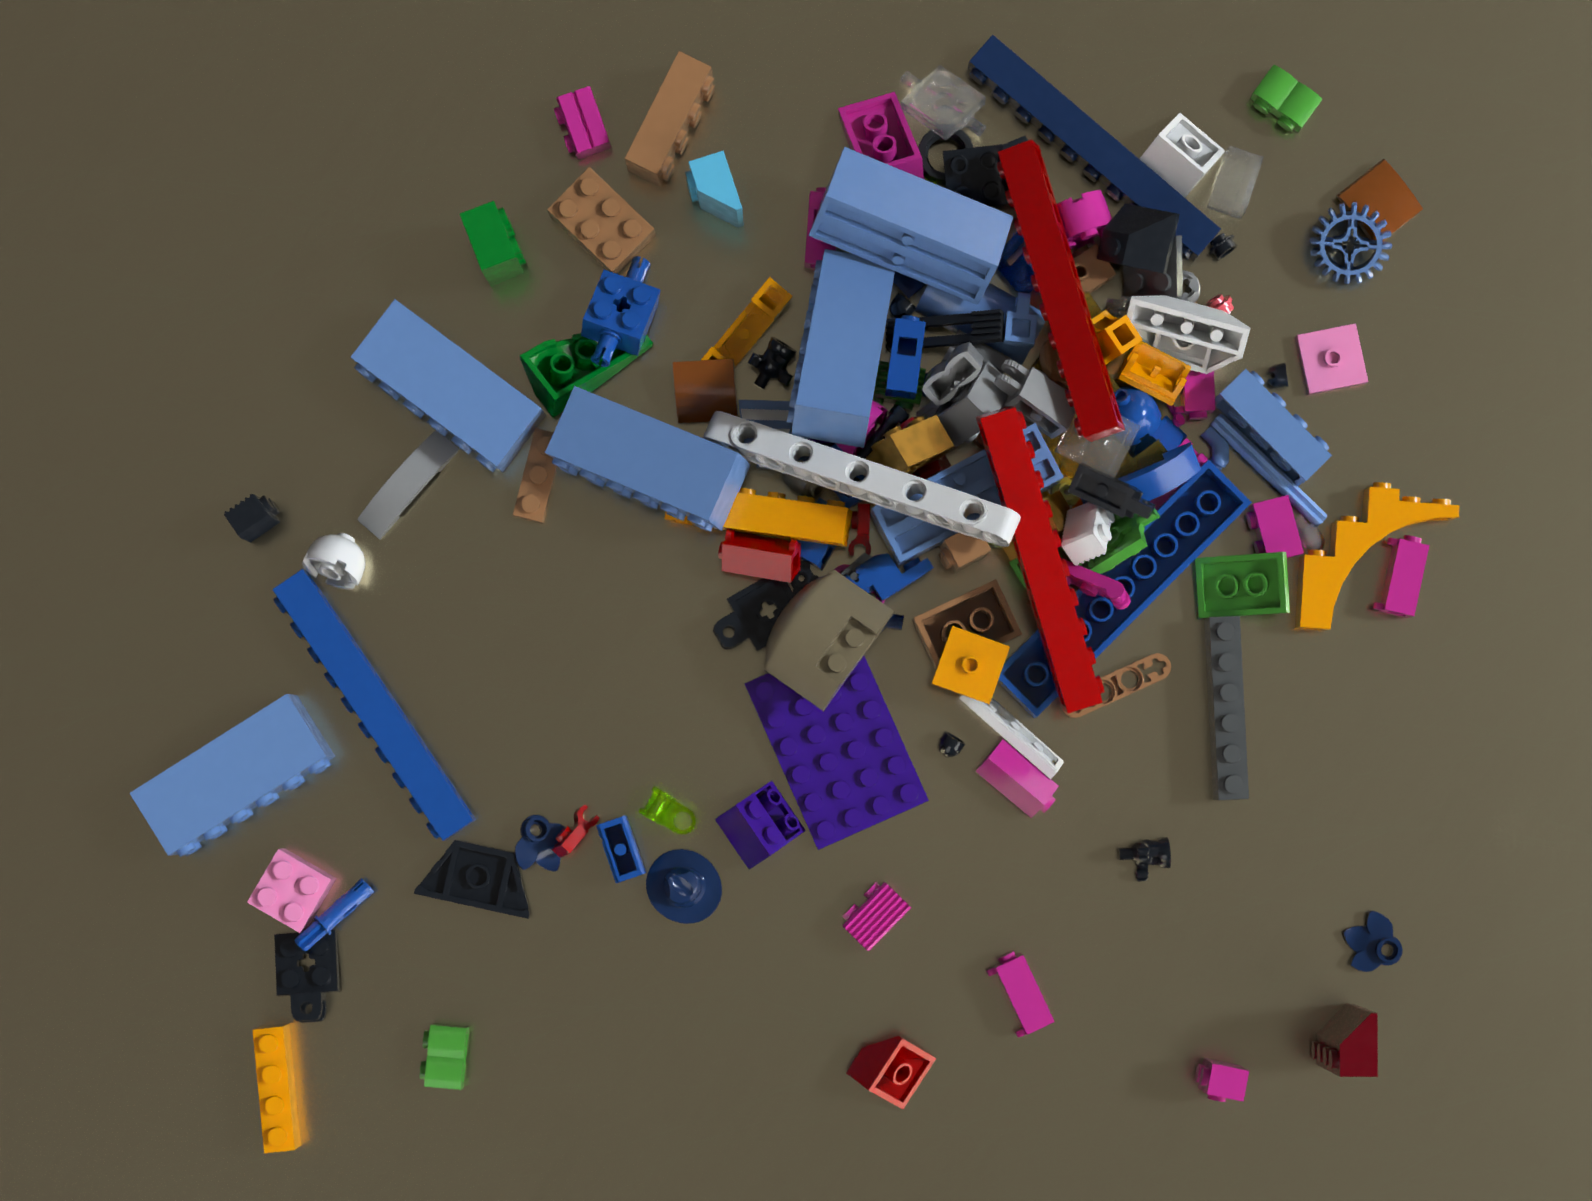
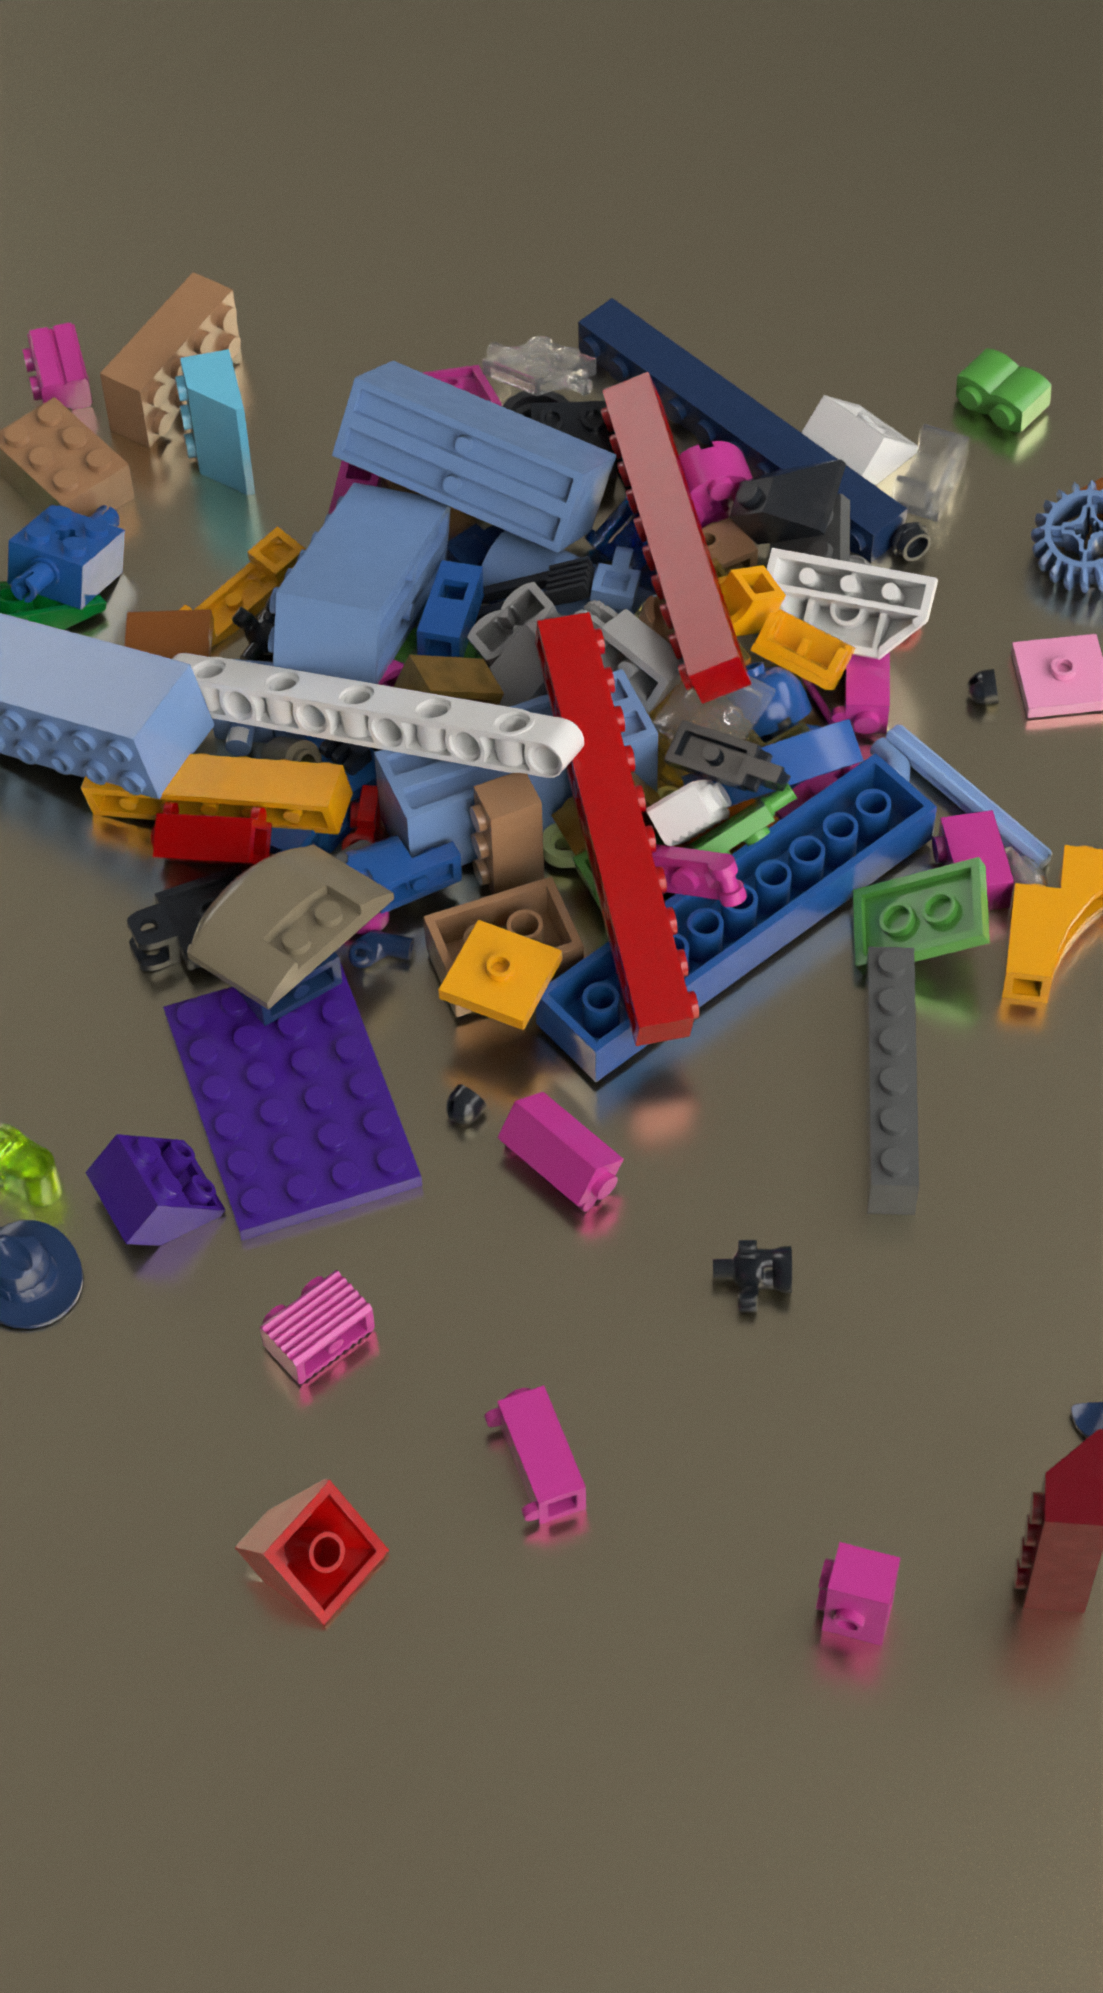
camera: 10 degrees right, 30 degrees down
(1016, 735) = (560, 1088): white tile -> none
(1119, 691) = (720, 1040): medium nougat beam -> none
(1272, 427) = (971, 727): medium blue brick -> none

